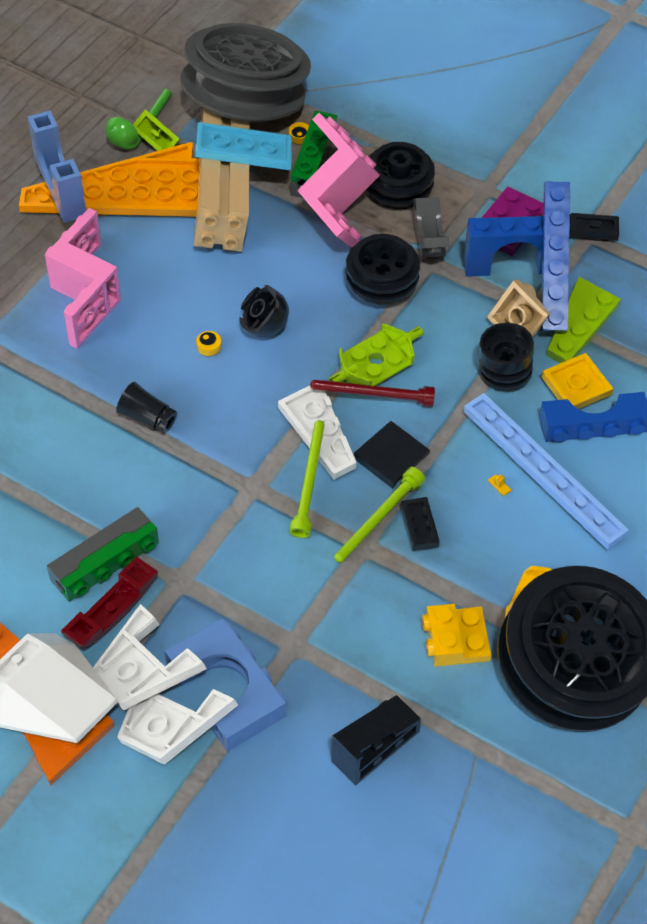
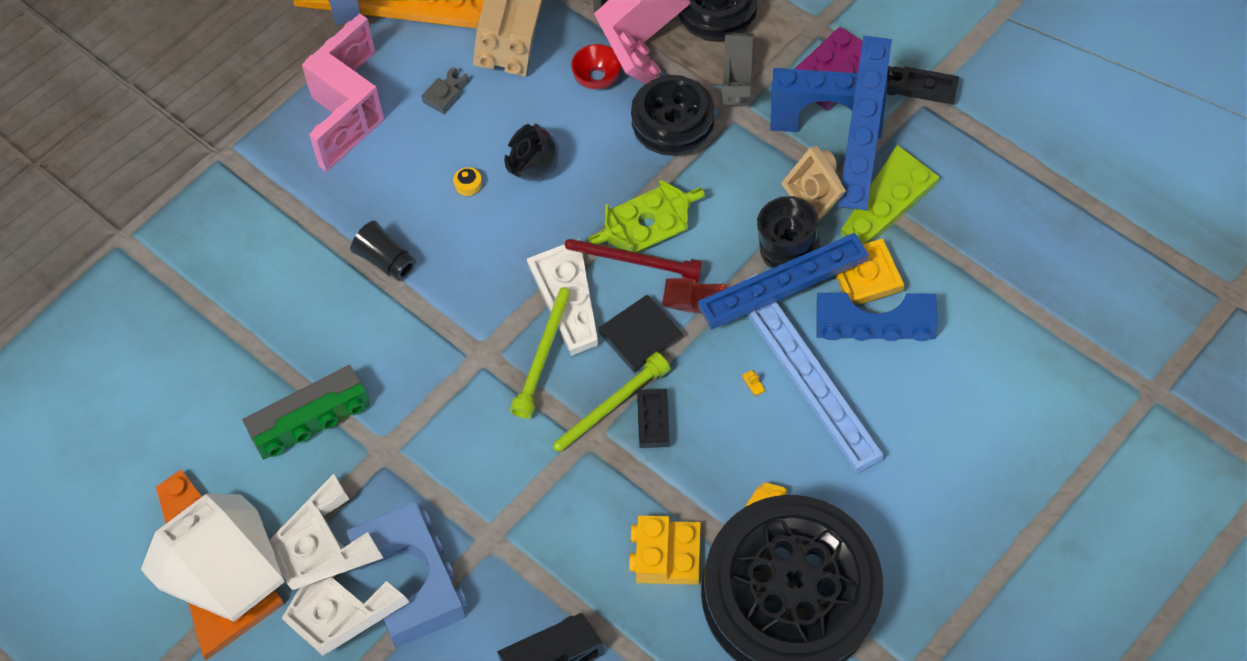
camera: 15 degrees right, 5 degrees up
(112, 606) = (305, 472): dark red slope -> none
(172, 272) = (444, 94): none -> dark grey plate
(304, 230) = (595, 58): none -> red piece
(424, 418) = (685, 293): none -> clear red slope
(509, 395) = (782, 281): none -> blue plate

